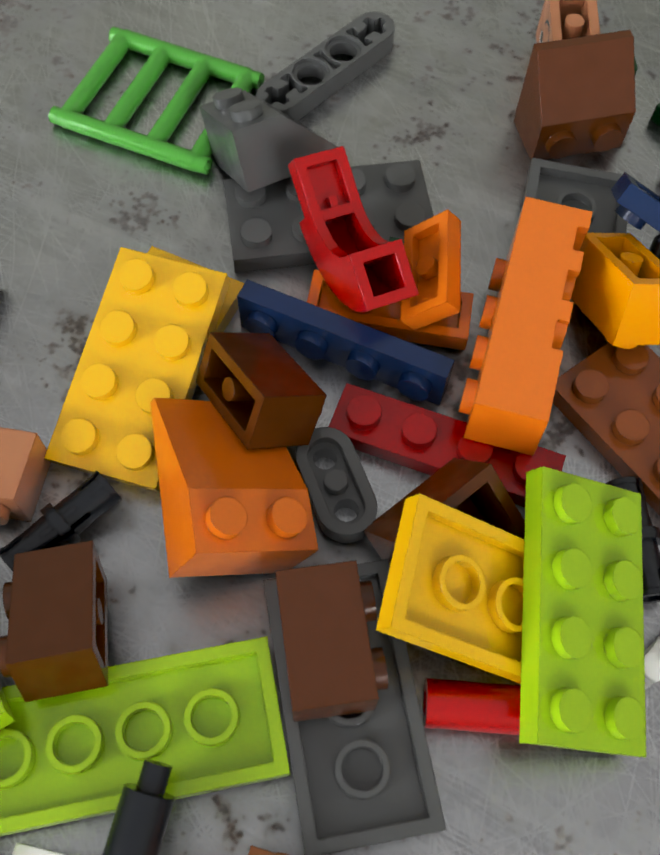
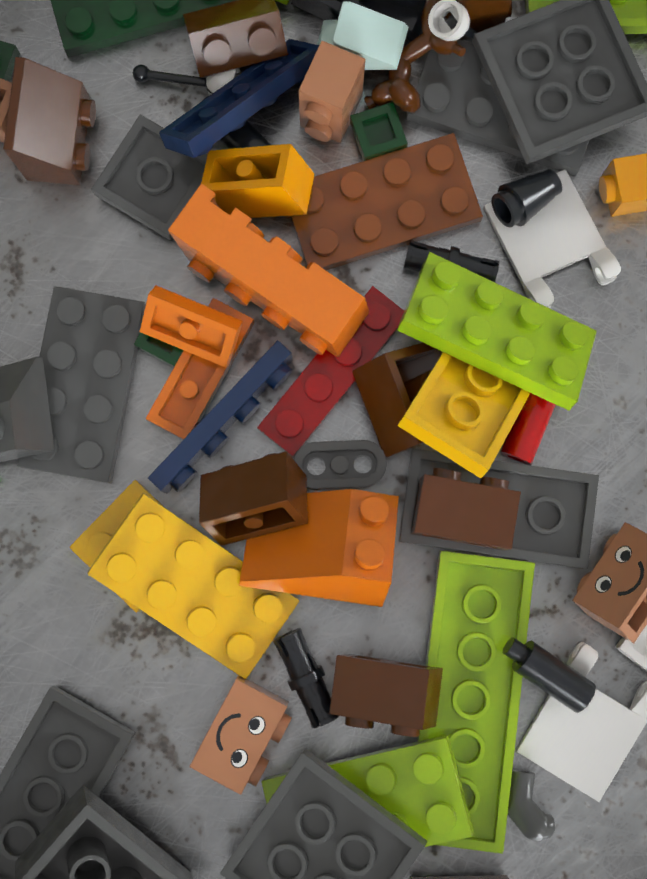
camera: 70 degrees left, 20 degrees up
(346, 248) = (143, 386): red arch -> none

